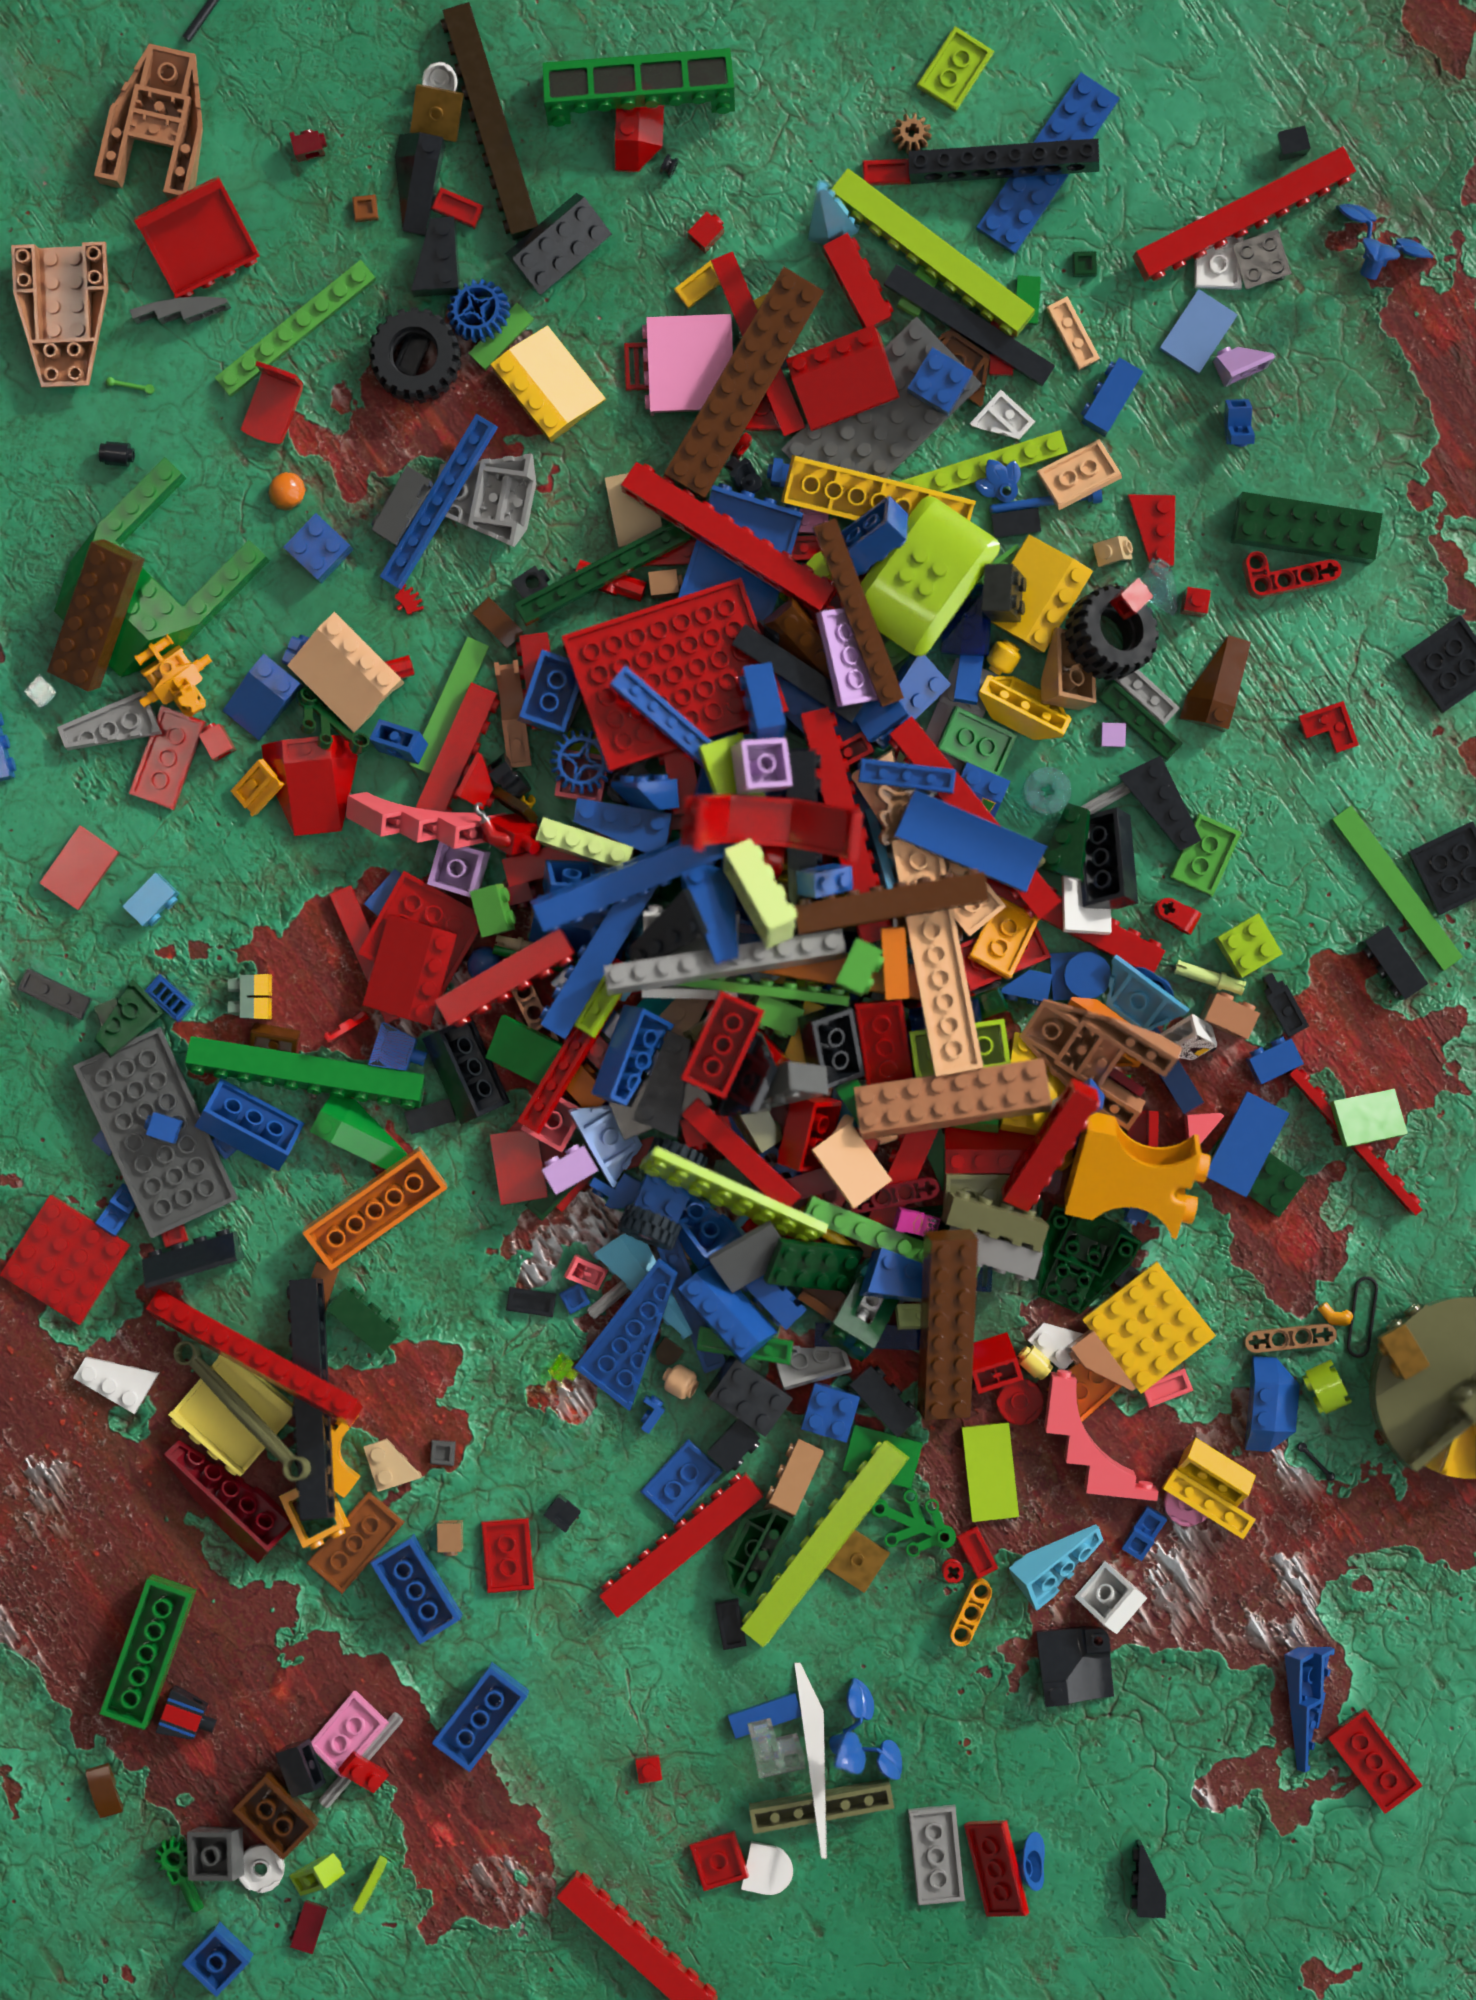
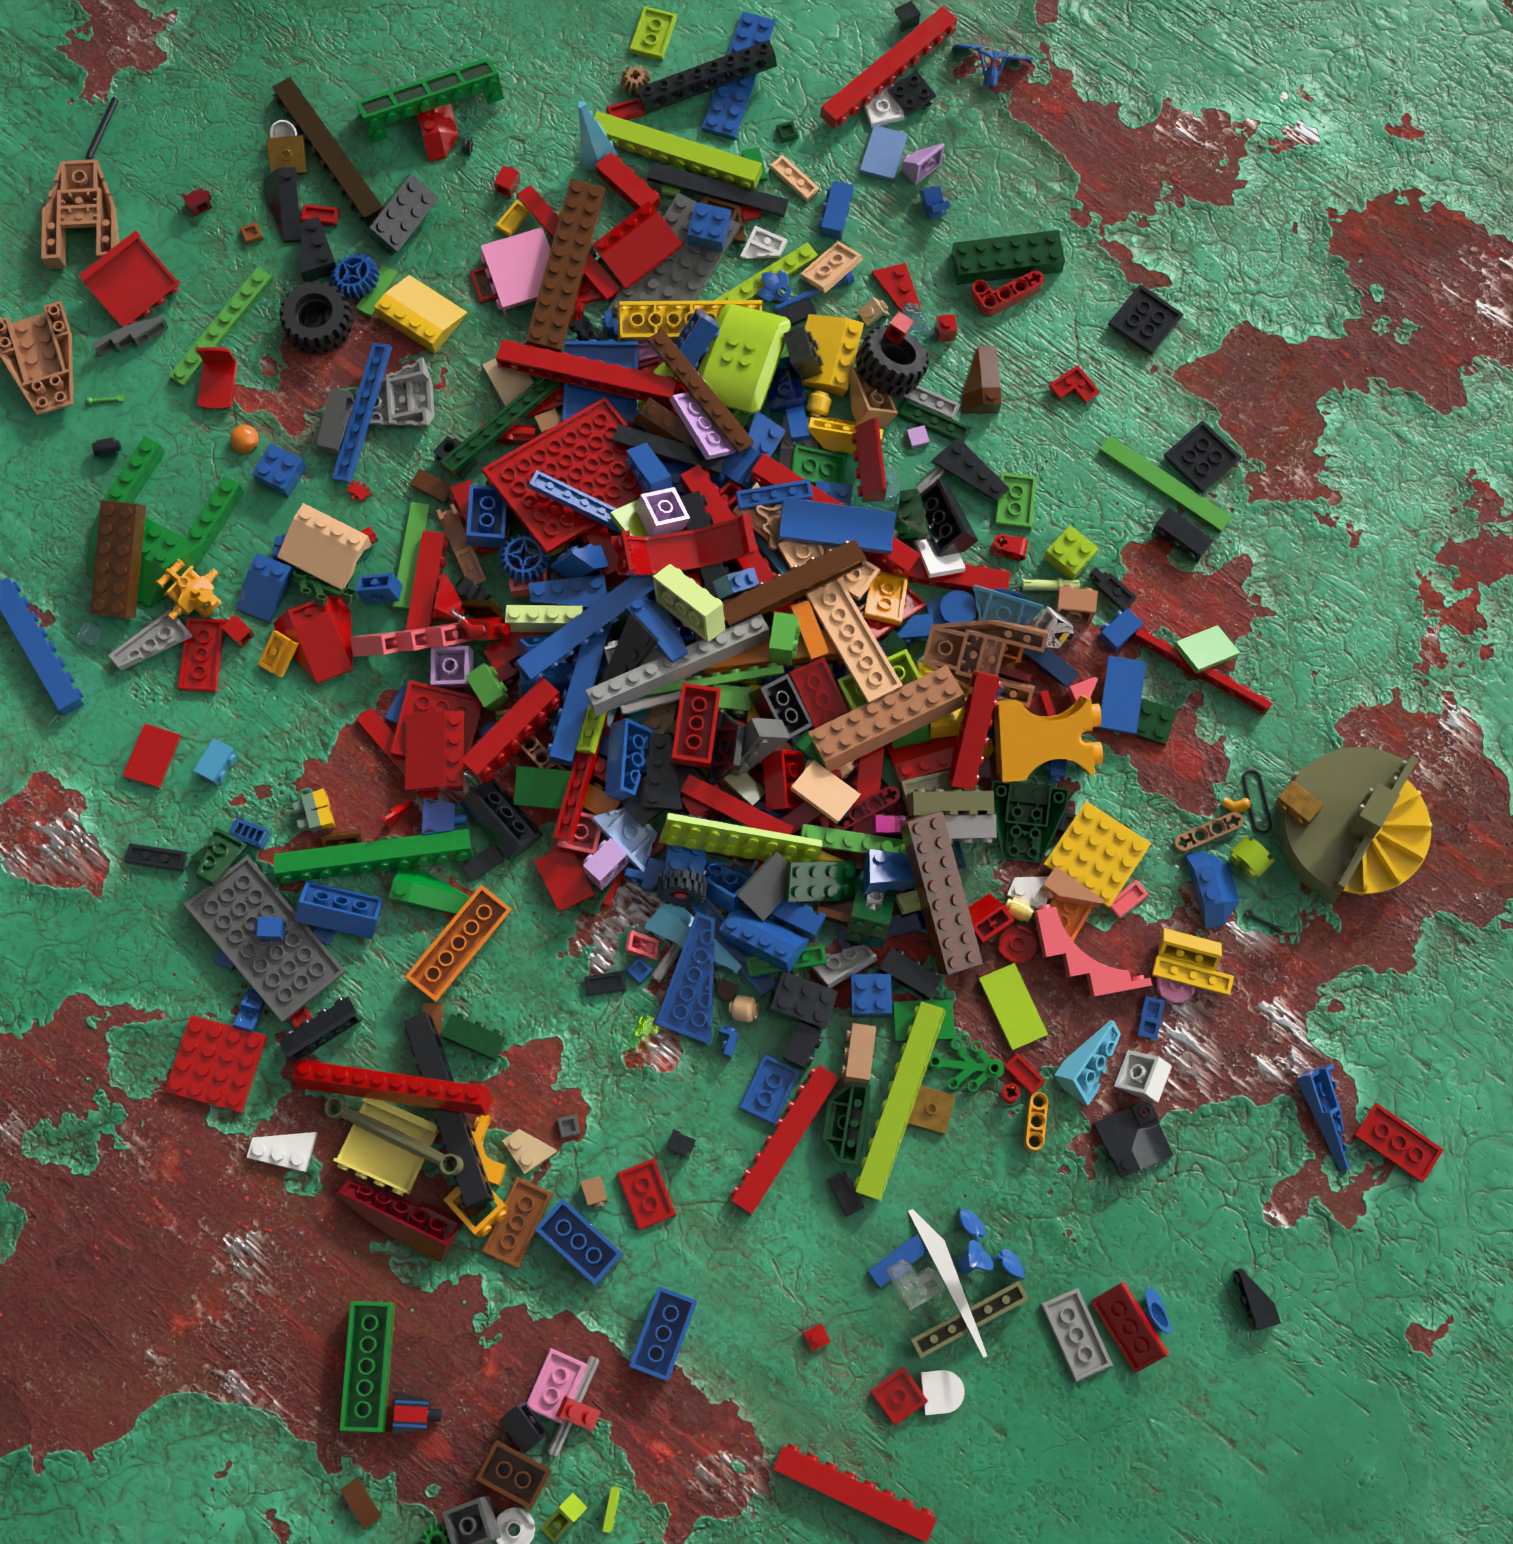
camera: 20 degrees left, 15 degrees down
(1038, 764) = (870, 461): none -> red slope

